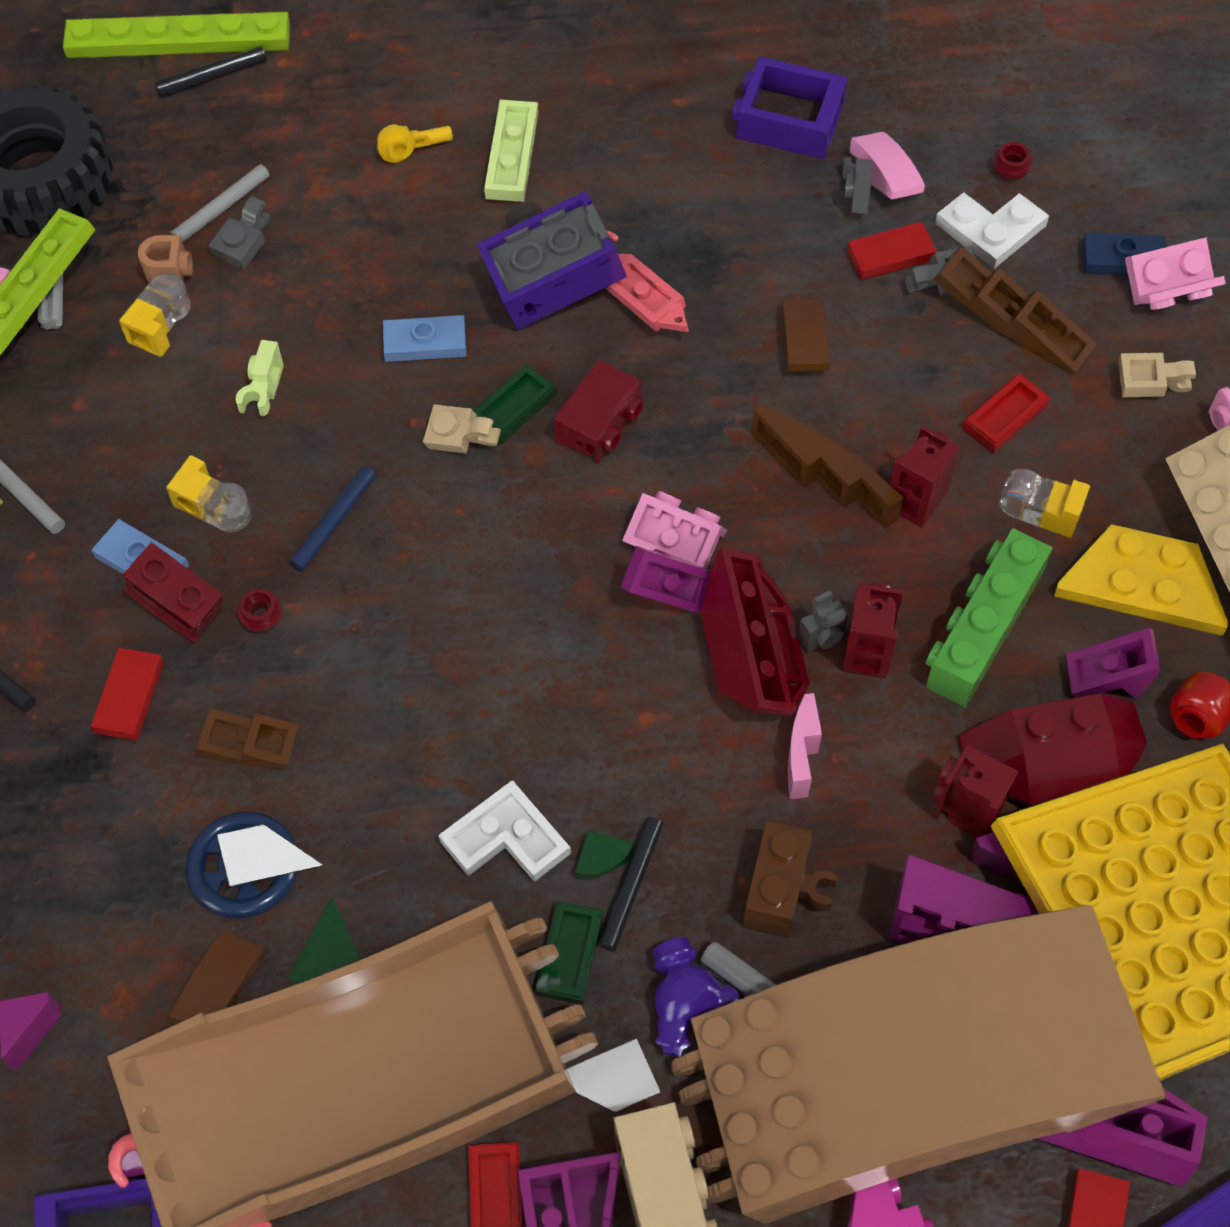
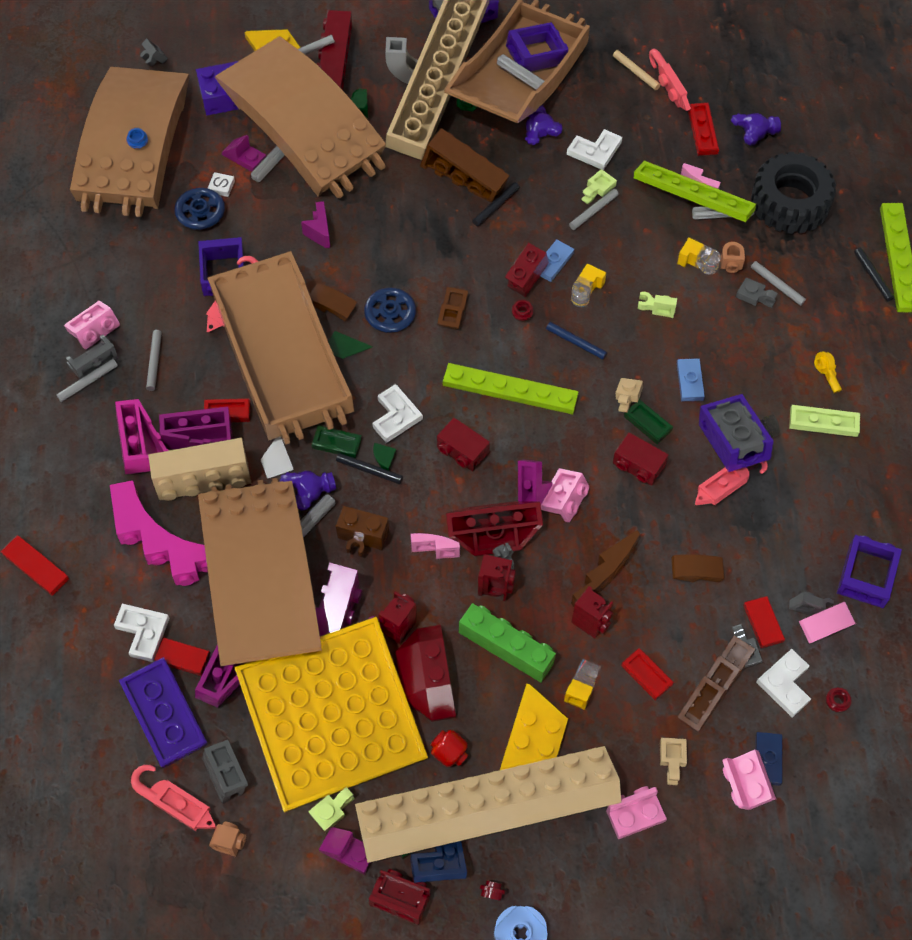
camera: 90 degrees right, 0 degrees up
(127, 694) = (479, 260): red tile -> none
(260, 854) = (391, 313): white sticker -> none
(439, 634) = (510, 388): none -> lime plate
(578, 704) = (462, 444): none -> dark red hinge
(1119, 663) = (473, 702): magenta slope -> none

